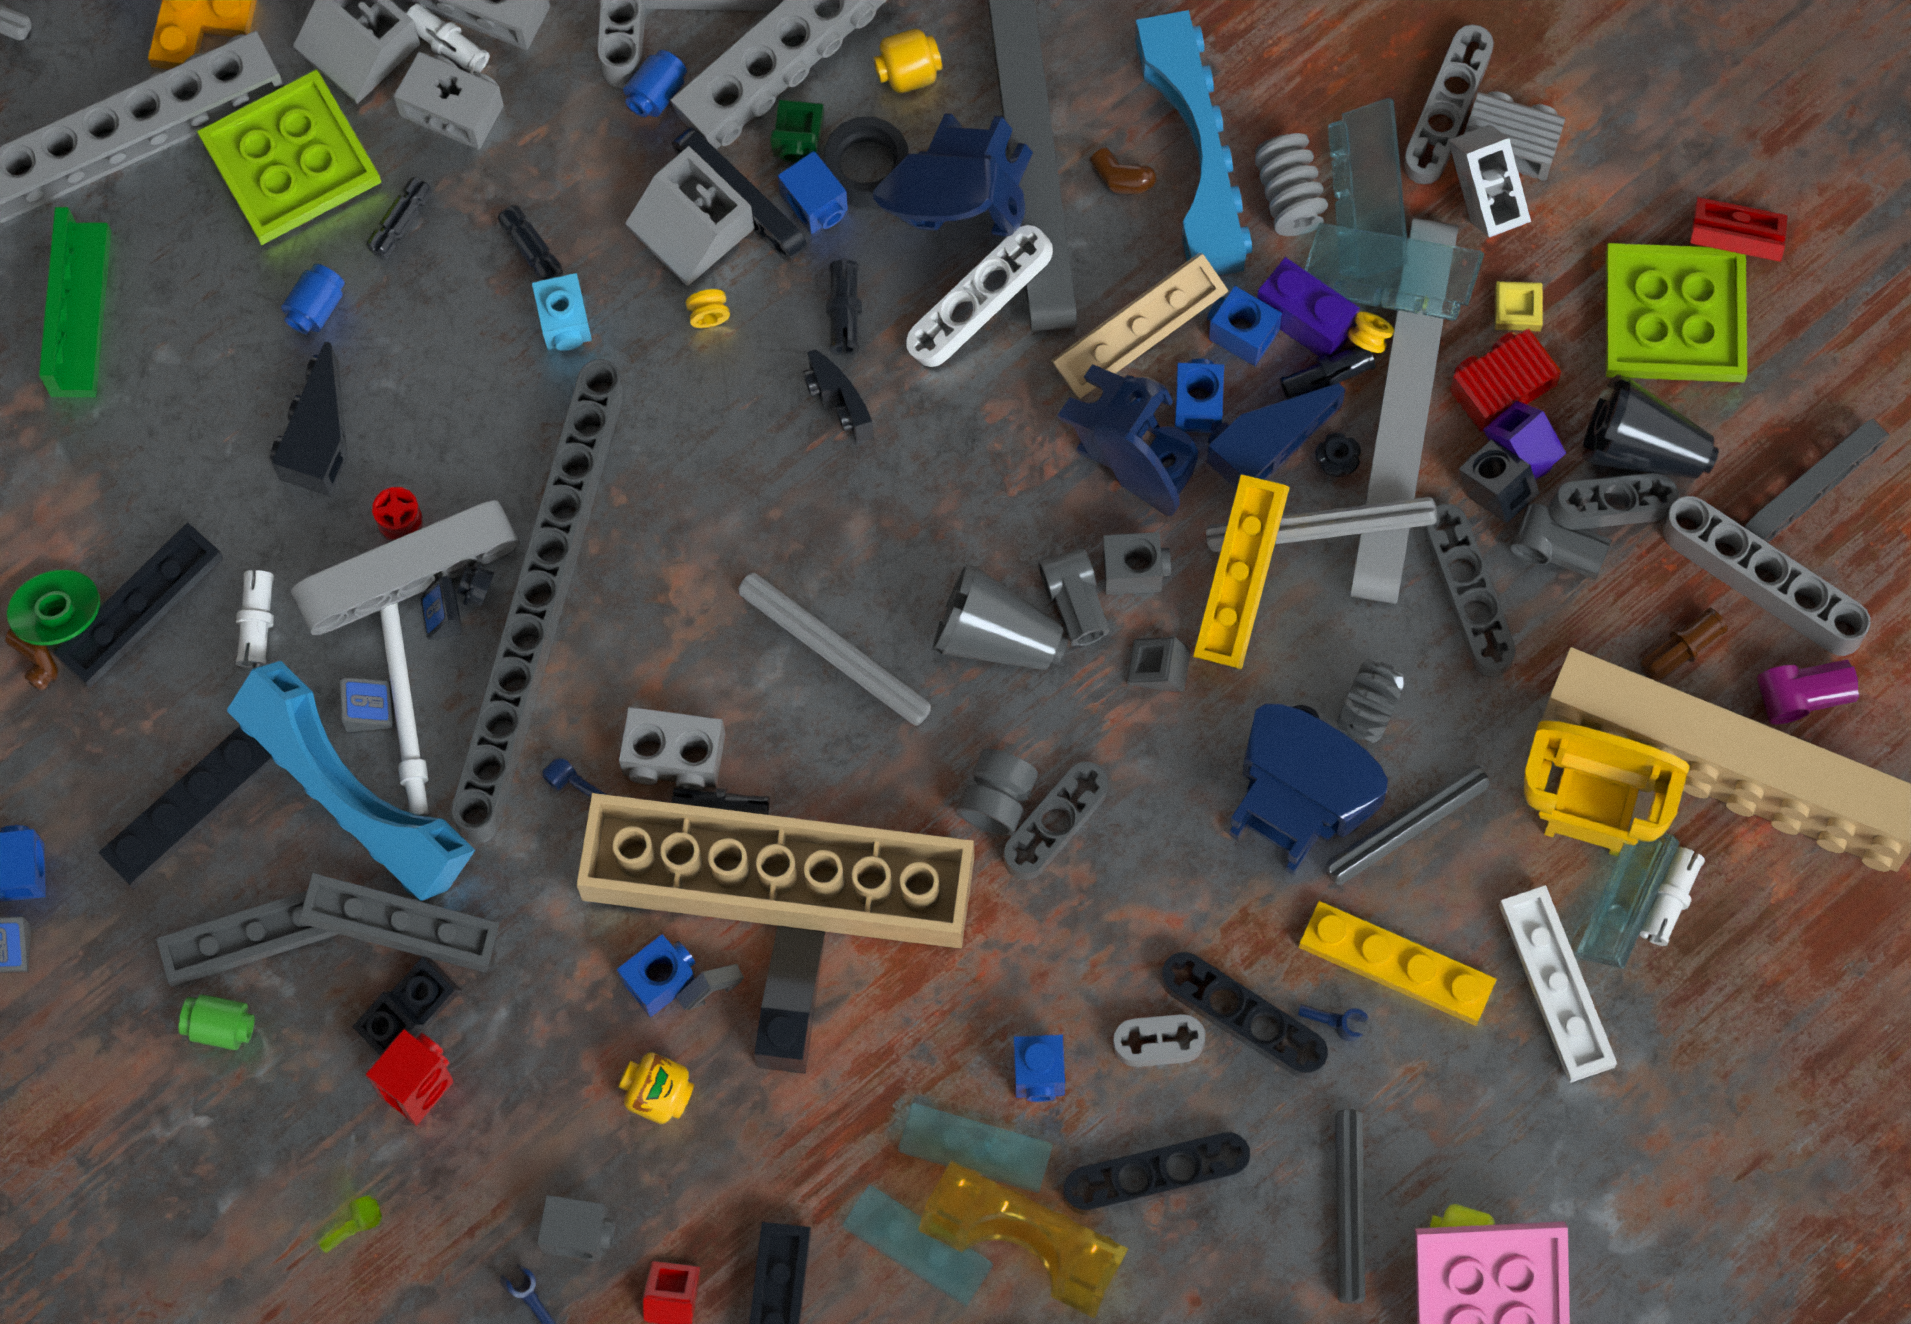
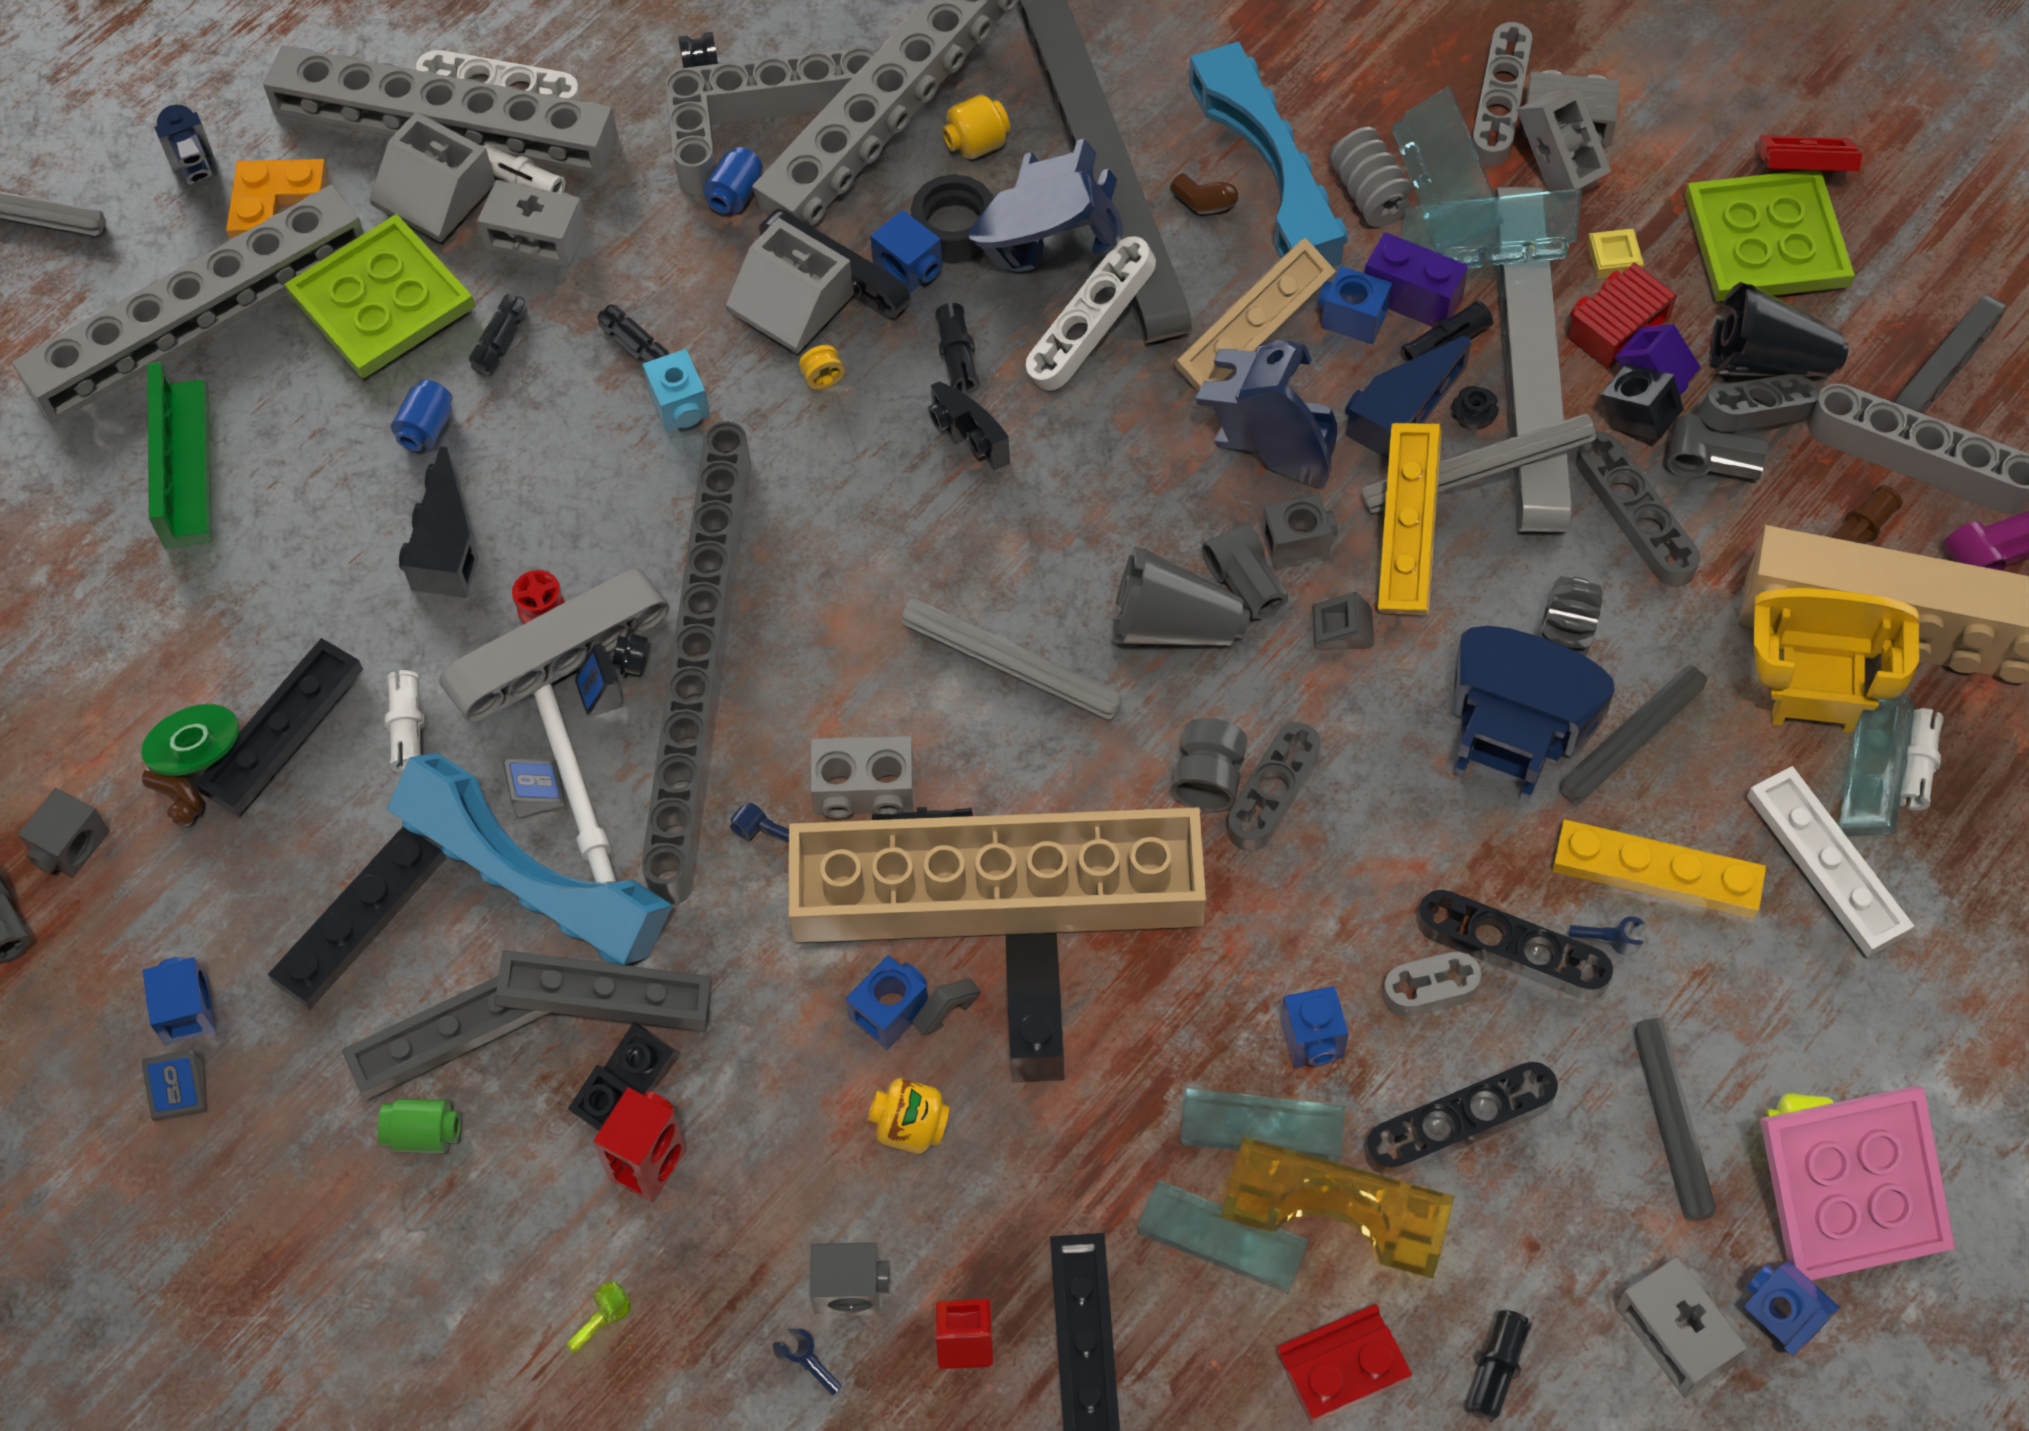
camera: 10 degrees left, 10 degrees down
(797, 130) = (879, 198): dark green bracket -> none
(1197, 414) = (1329, 387): blue brick -> none
(1370, 332) = (1482, 288): yellow bush -> none

